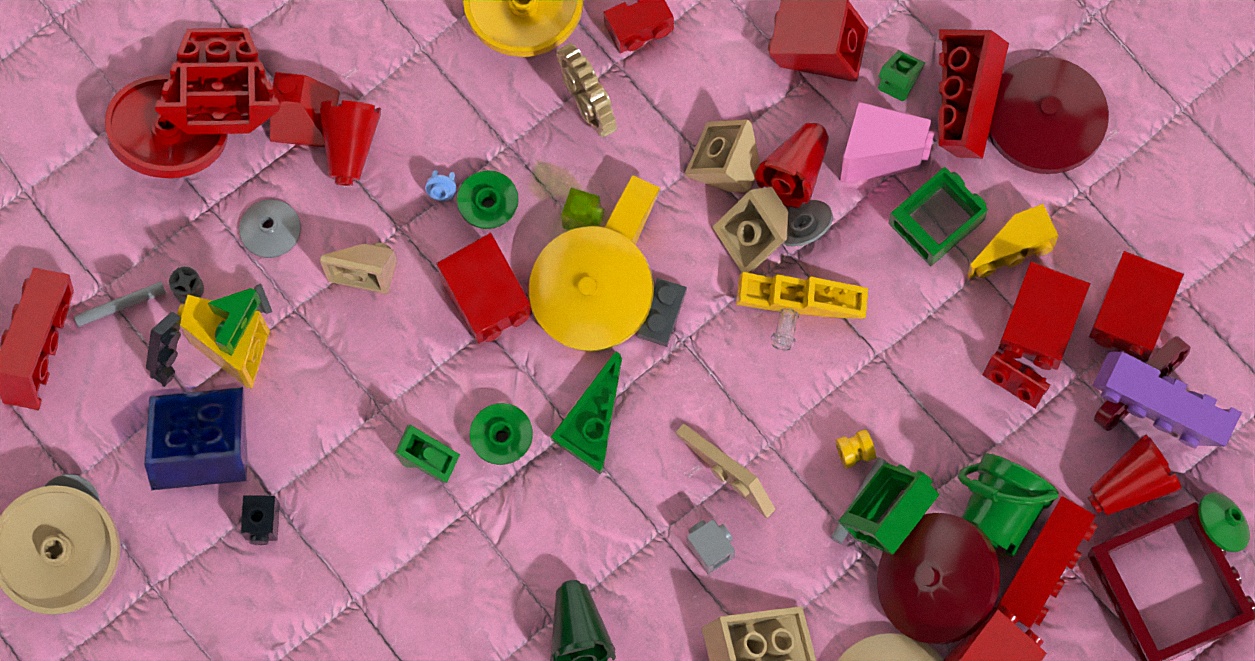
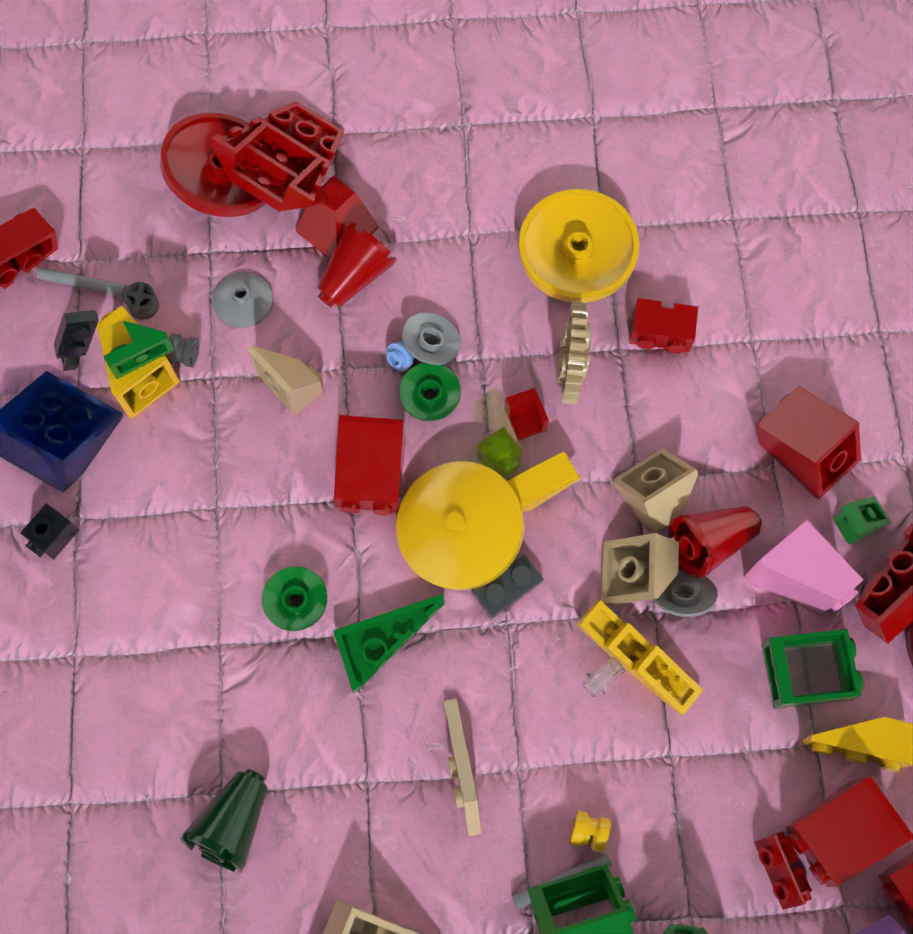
camera: 30 degrees right, 0 degrees up
(426, 454) = (219, 572): green slope -> none
(457, 155) = (431, 338): none -> light grey dish
(579, 166) = (526, 414): none -> red panel
(711, 544) = (400, 826): light grey brick -> none

